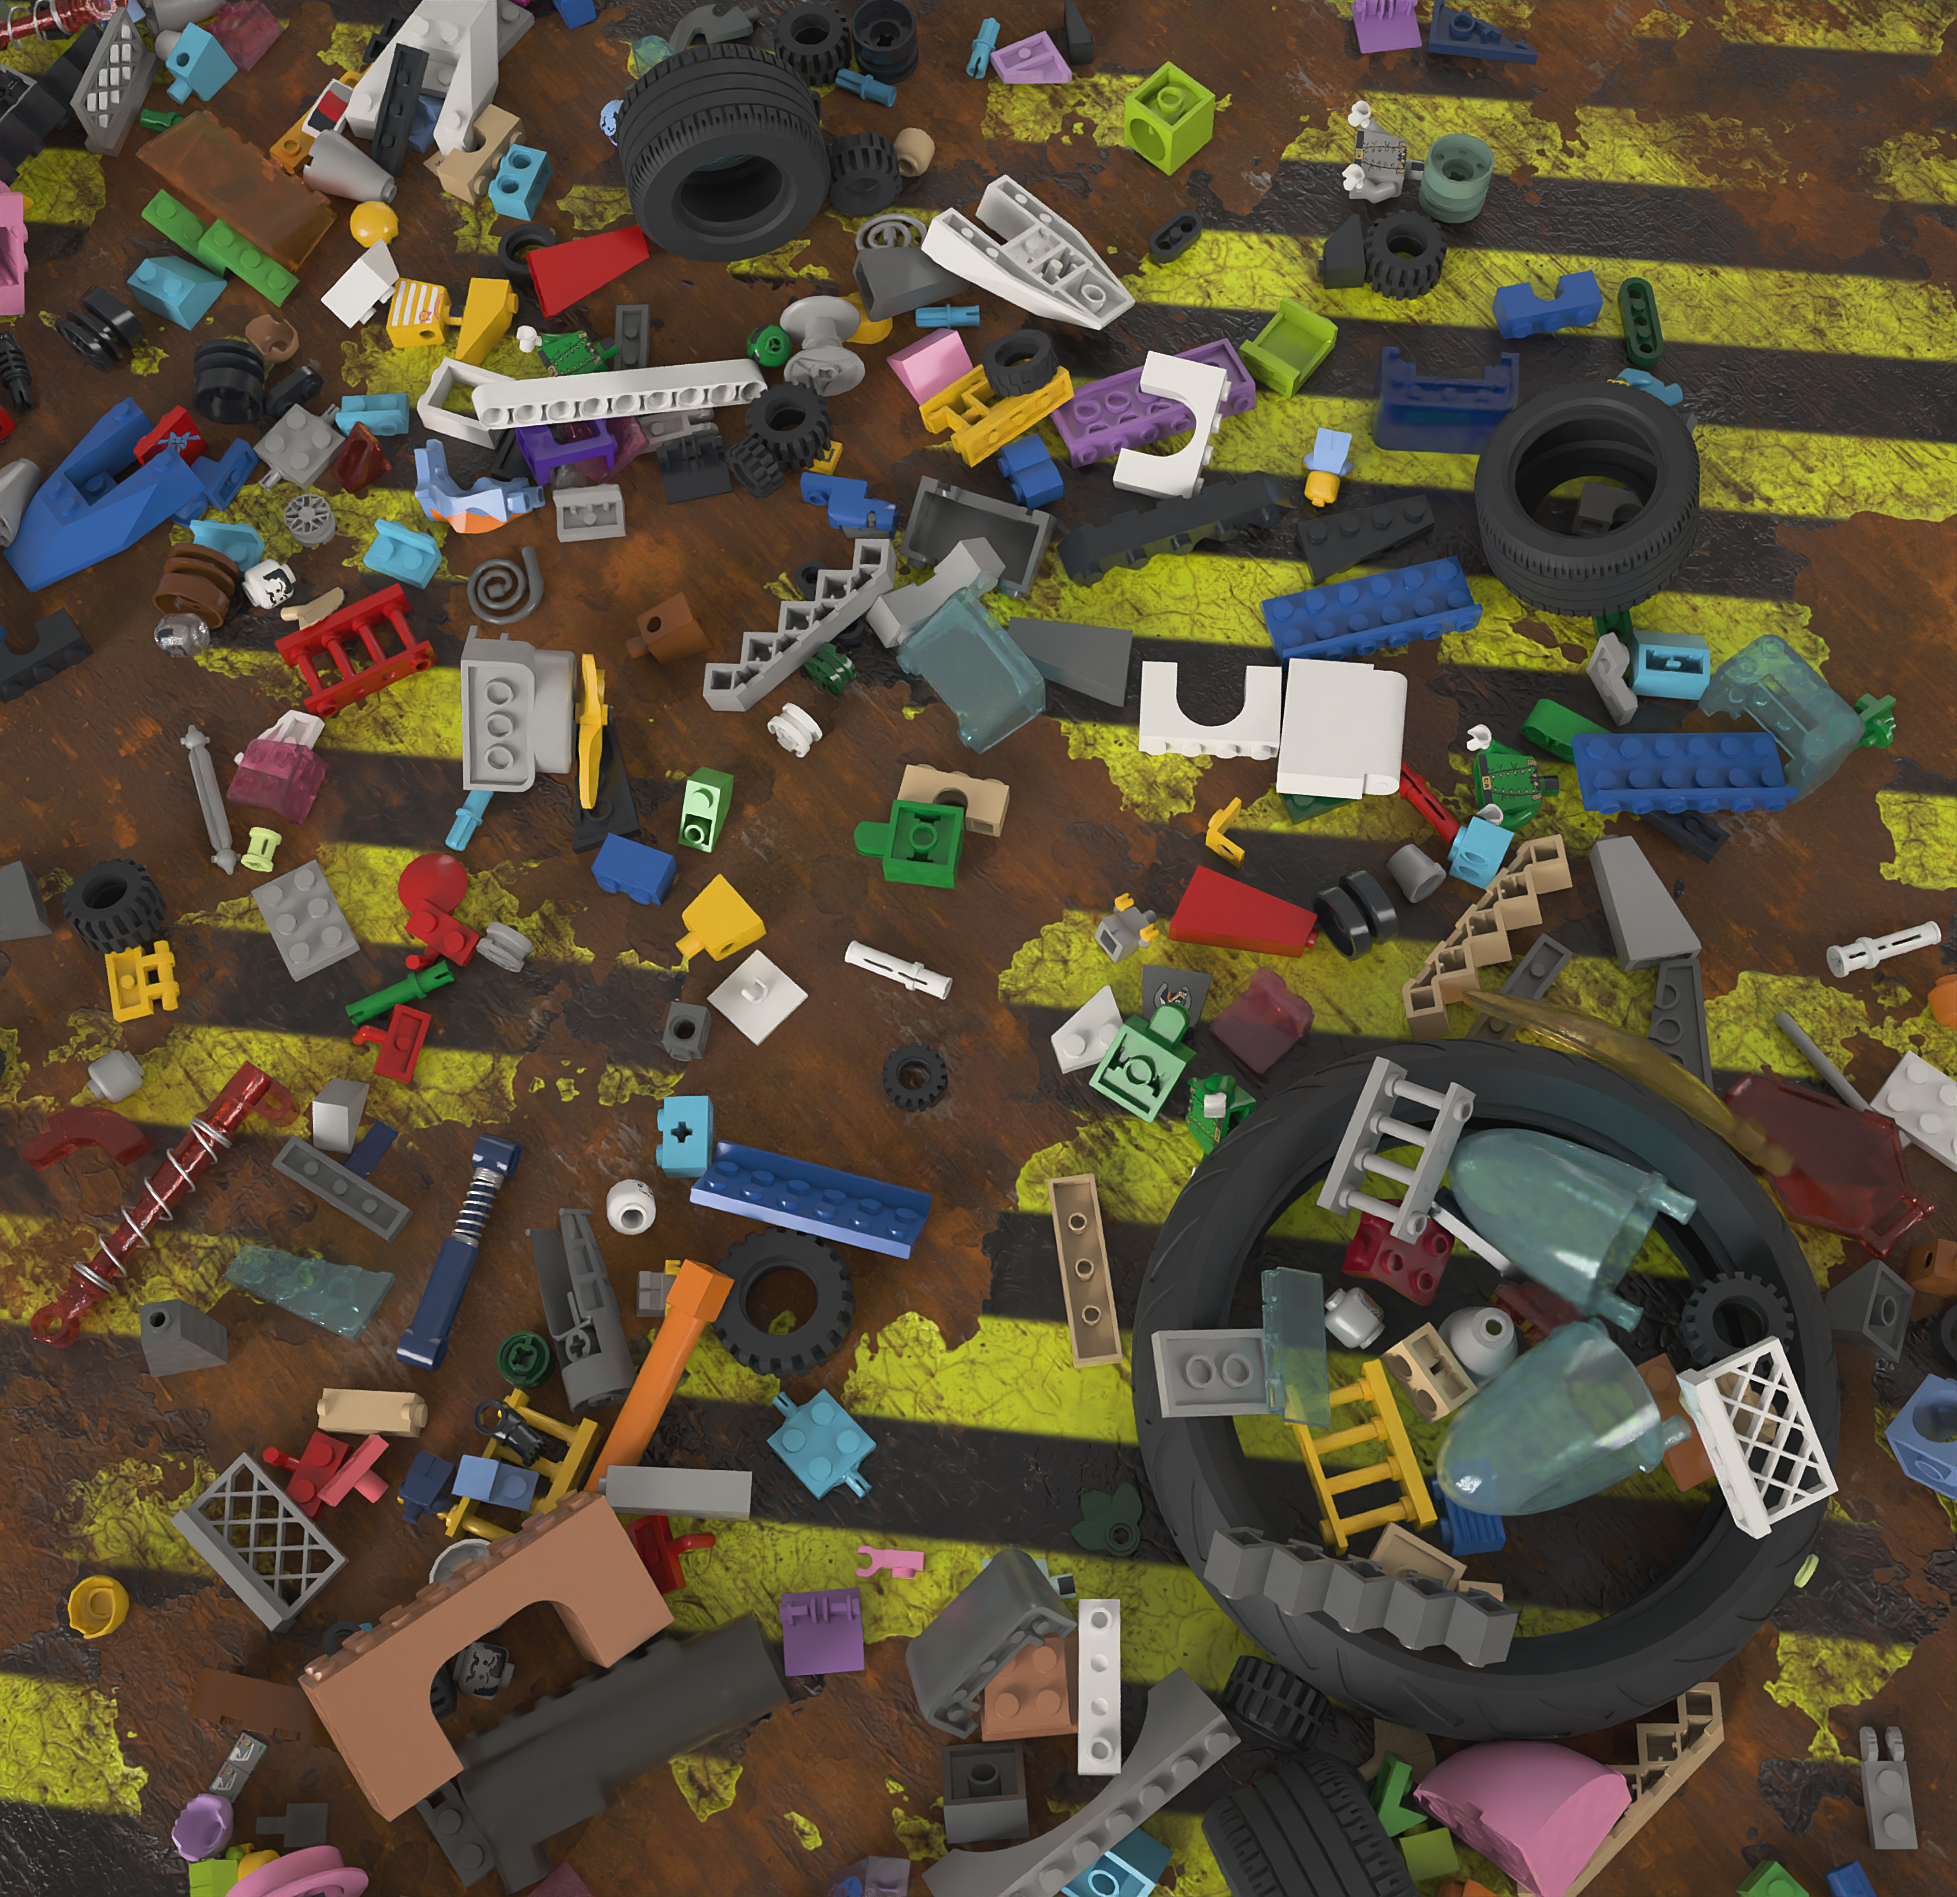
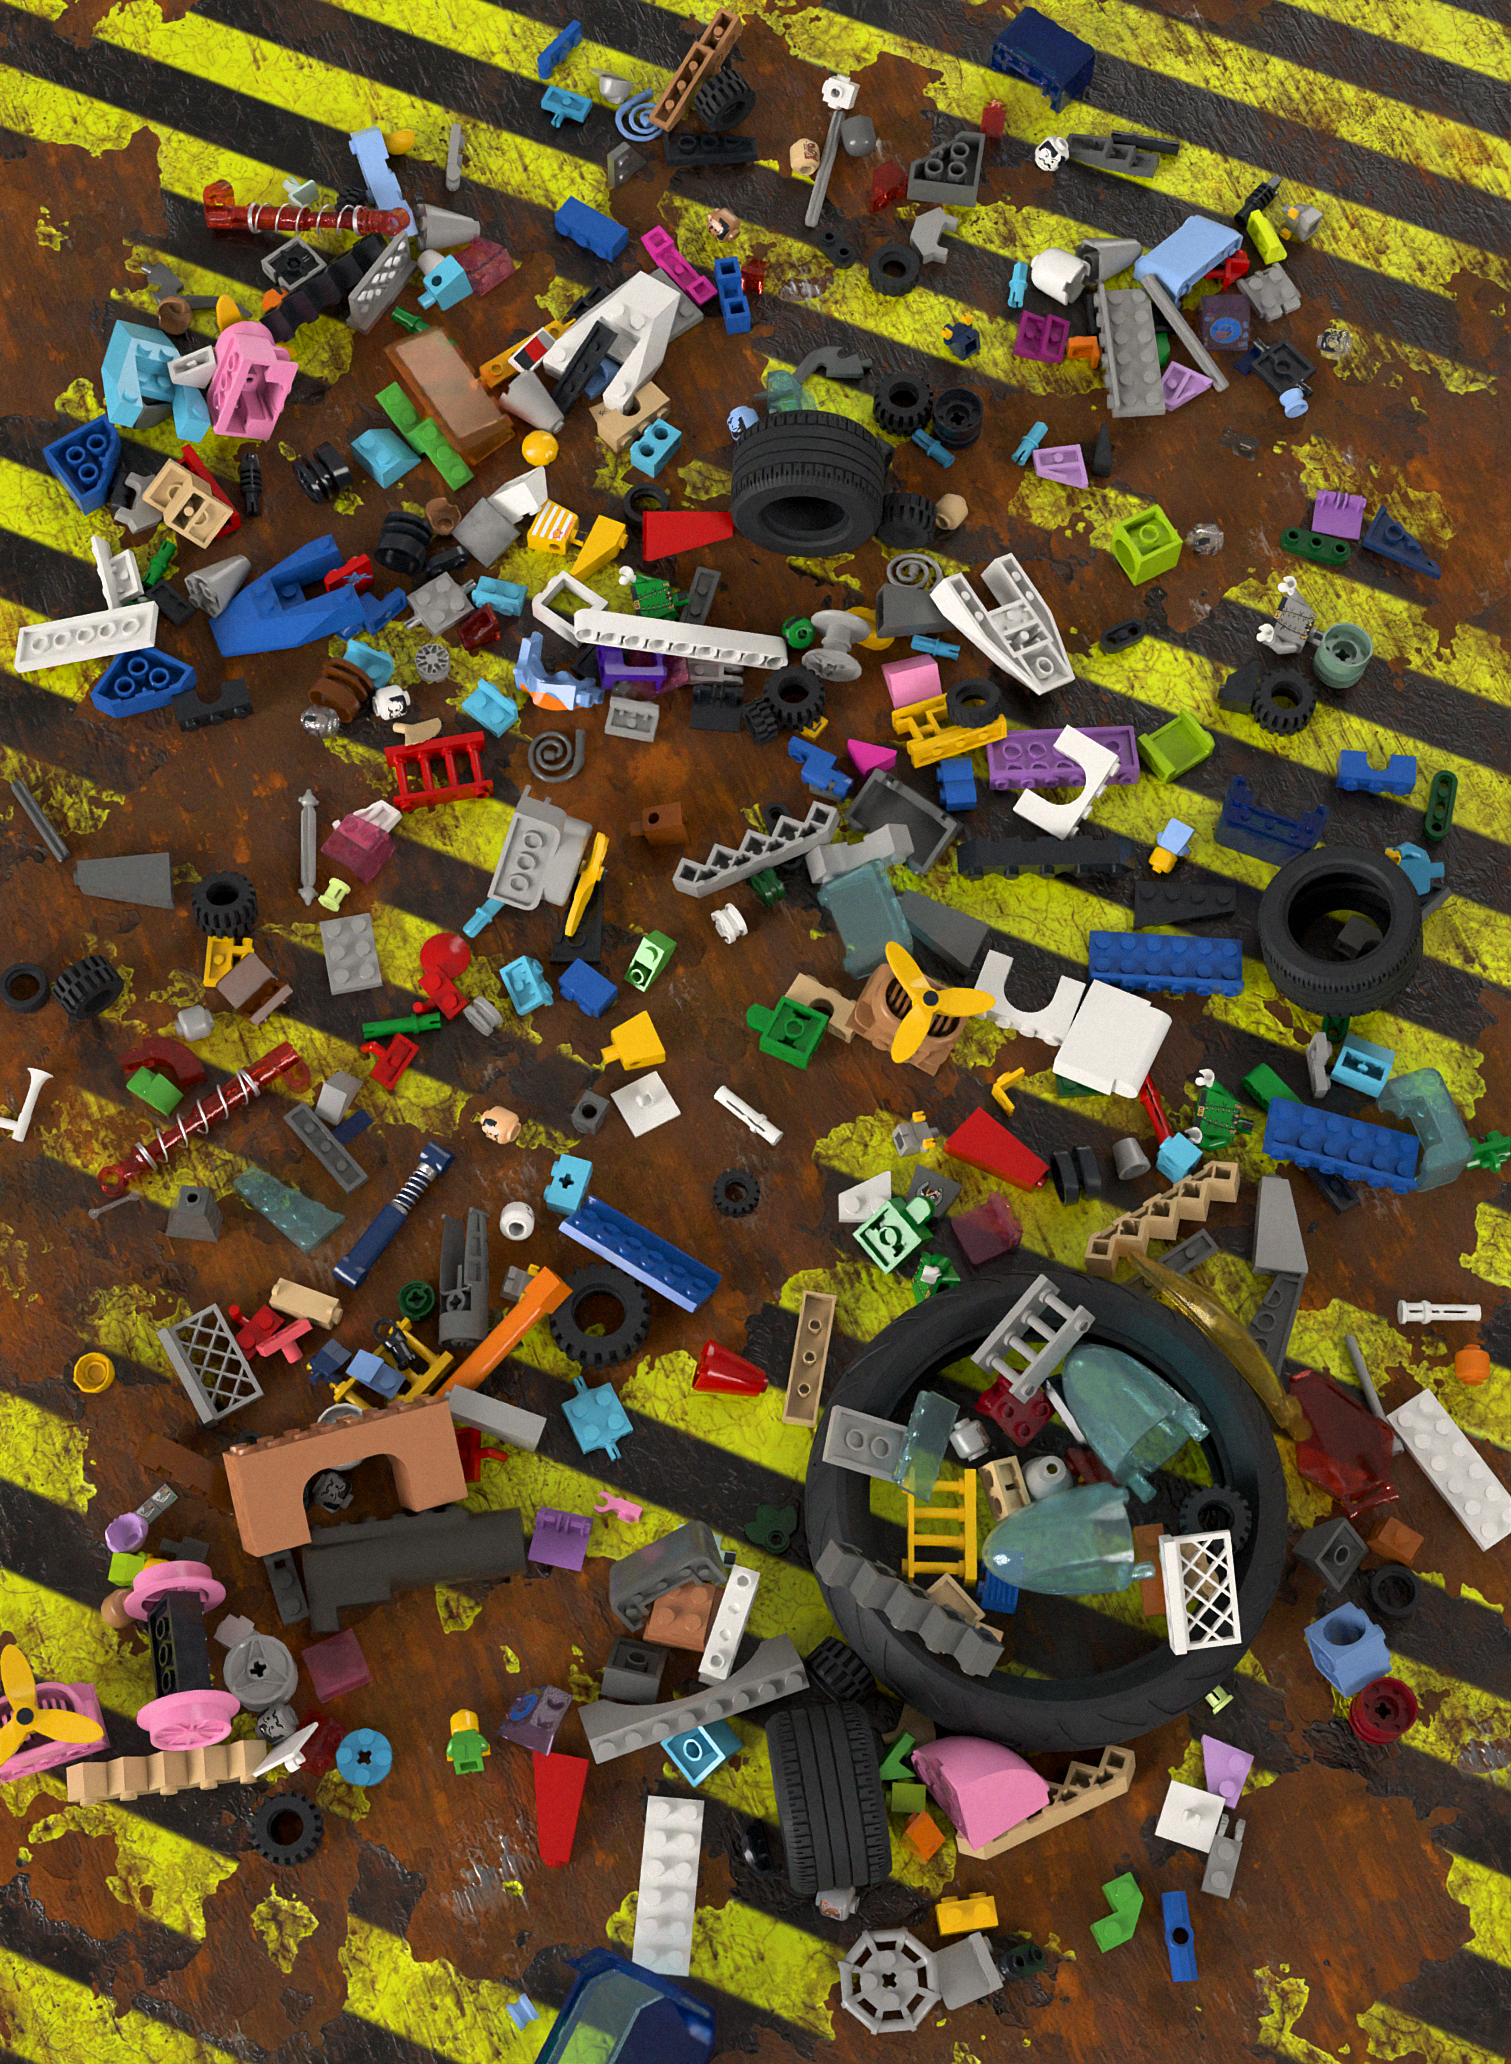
camera: 10 degrees right, 0 degrees up
(87, 1182) = (155, 1090): none -> bright green slope
(94, 1334) = (134, 1195): none -> clear hinge
(182, 1006) = (253, 989): none -> bracket
(332, 341) = (485, 532): none -> flat silver slope
(551, 889) = (526, 984): none -> medium azure bracket
(570, 1084) = (500, 1125): none -> light nougat head
(904, 471) = (868, 757): none -> dark pink slope
(980, 1325) = (727, 1373): none -> red cone
(1073, 766) = (913, 1013): none -> brick
(1237, 95) = (1205, 539): none -> clear head
(1372, 68) = (1304, 546): none -> dark green plate
(1820, 1746) = (1190, 1816): none -> white piece
(1843, 1664) = (1225, 1769): none -> lavender wing

